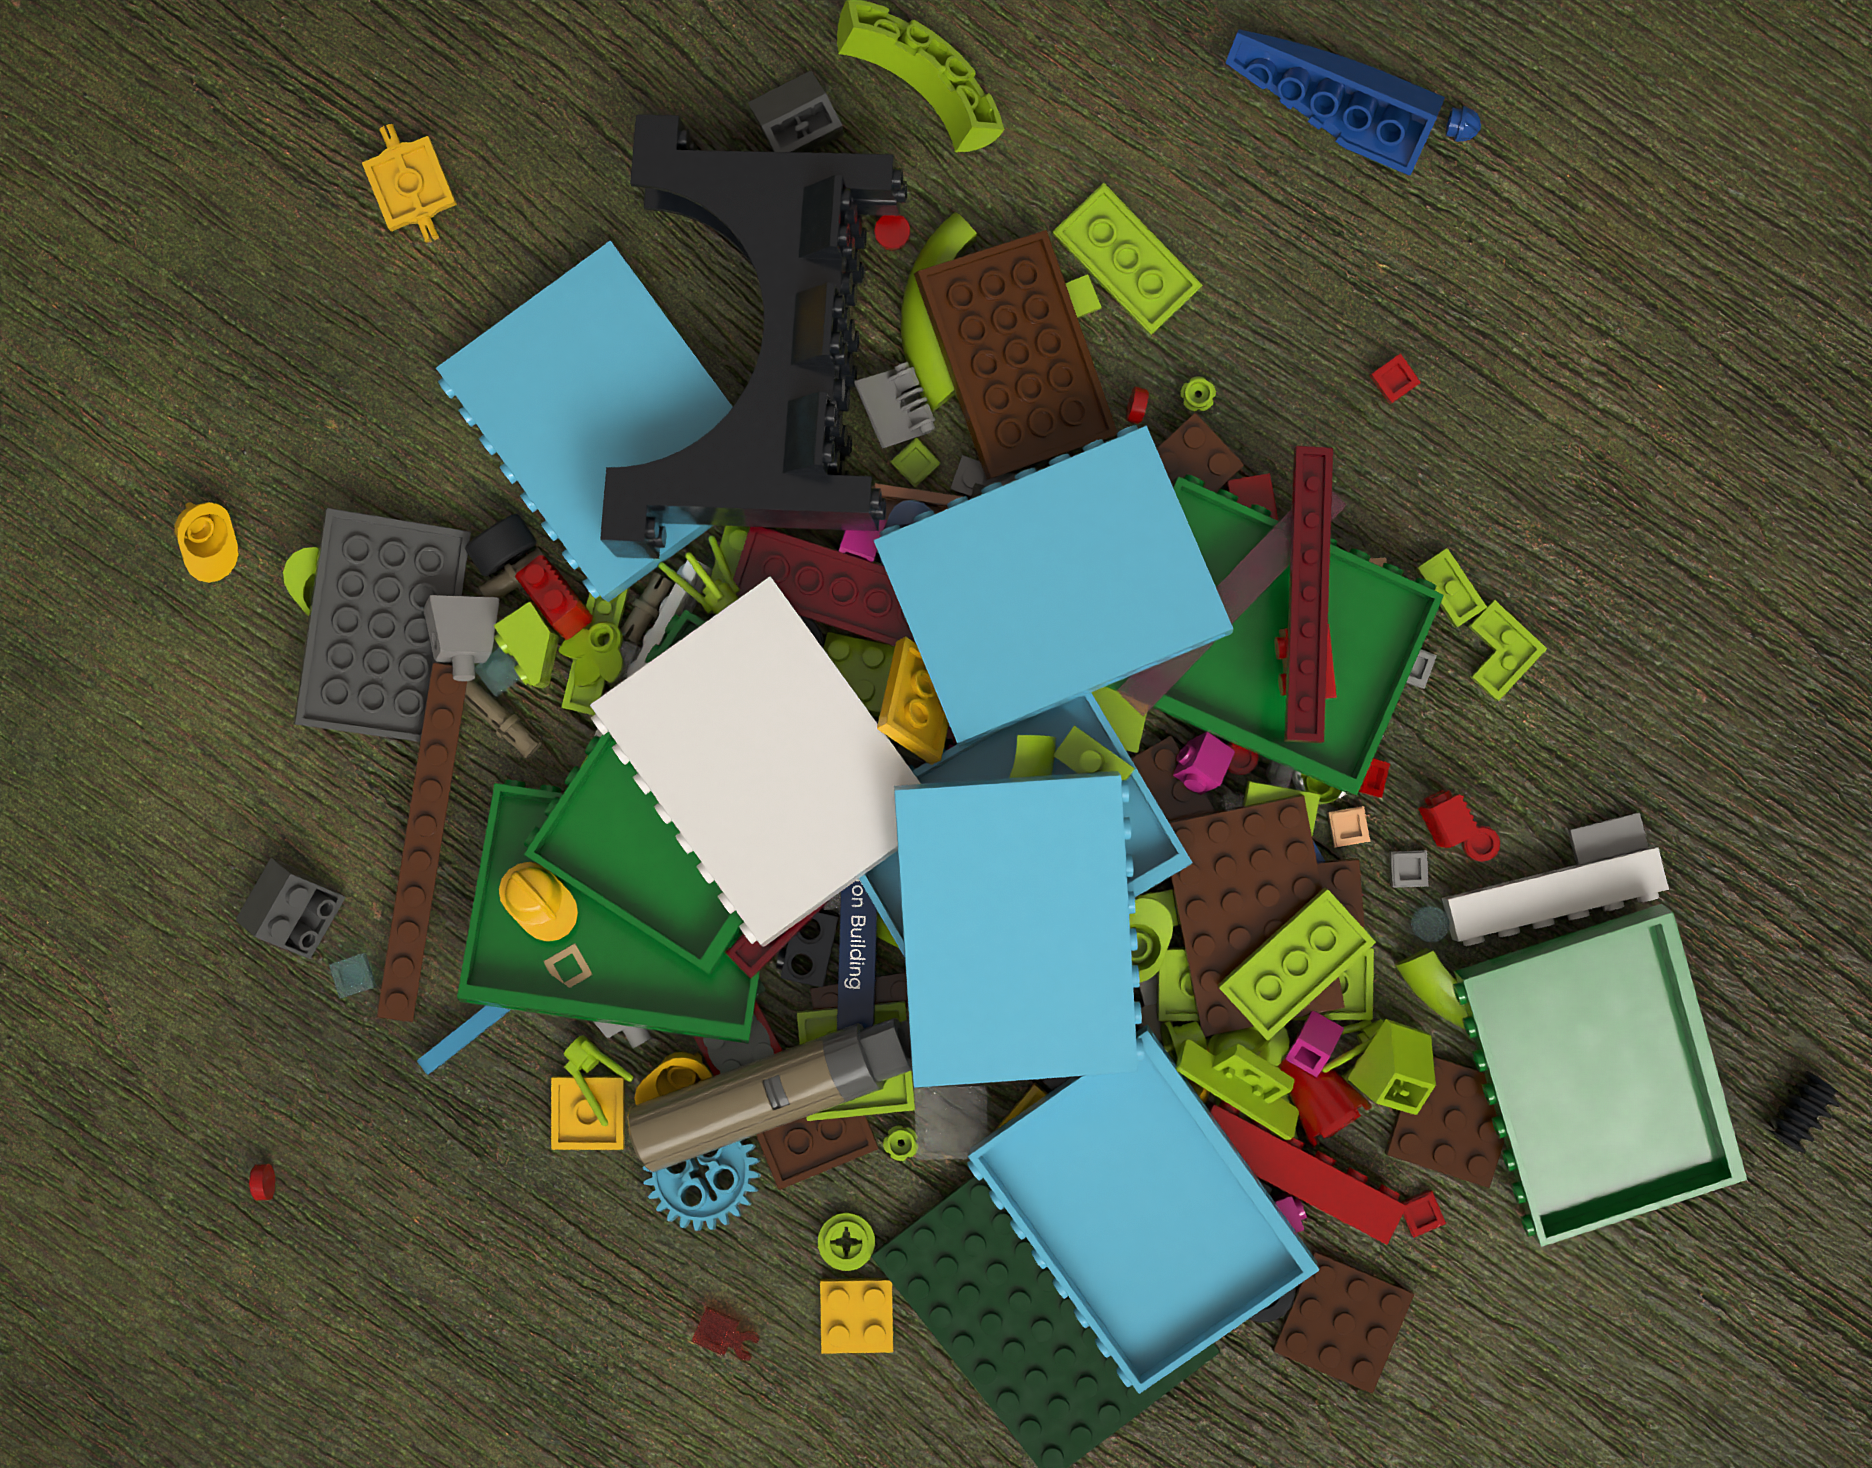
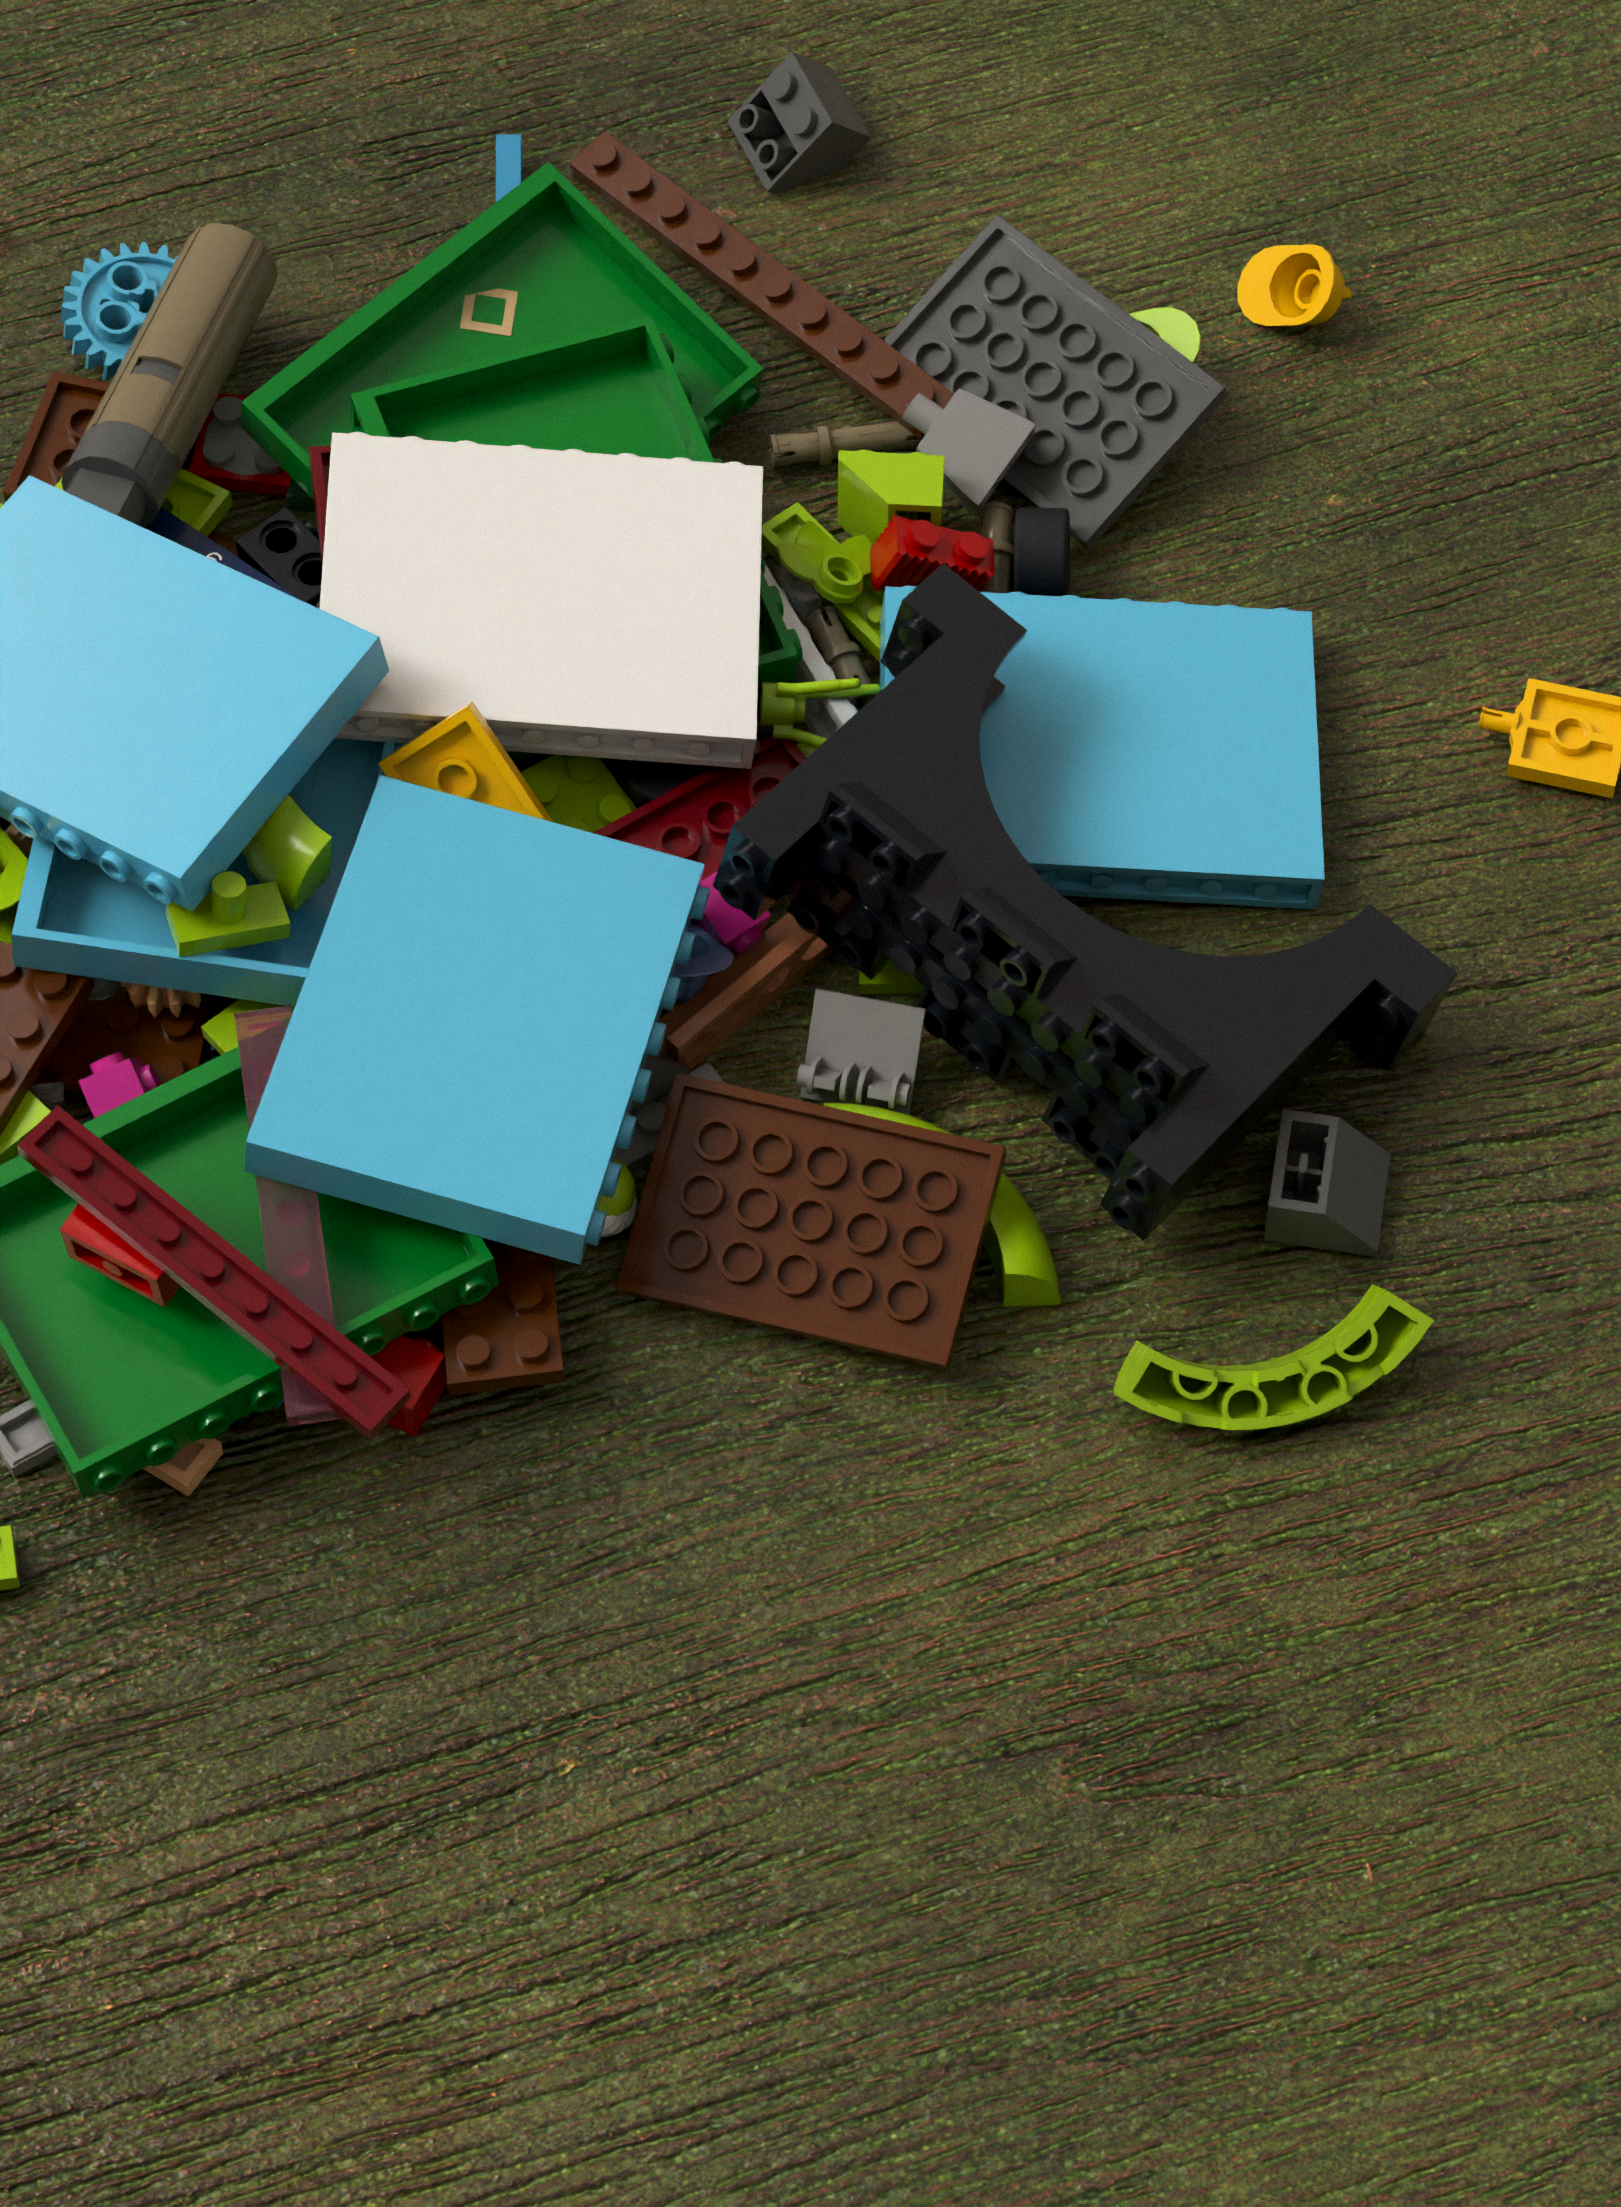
camera: 130 degrees right, 30 degrees down
(352, 975) = (671, 140): clear light blue plate -> none
(538, 901) = (583, 305): yellow piece -> none
(573, 1120) = (320, 256): yellow plate -> none
(585, 1056) = (368, 285): lime plant -> none
(673, 1073) = (271, 343): yellow piece -> none
(892, 232) = (1084, 1215): red tile -> none
(915, 463) = (774, 1051): lime tile -> none
(1083, 296) = (829, 1369): lime tile -> none
(1127, 259) = (833, 1458): lime tile -> none
(1137, 405) = (633, 1334): red tile -> none
(1198, 384) = (583, 1406): lime plate -> none
(1350, 100) = (799, 1880): blue wedge -> none
(1395, 379) = (405, 1663): red plate -> none
(1460, 597) = (79, 1542): lime plate -> none
(1462, 124) = (675, 1989): blue plate -> none

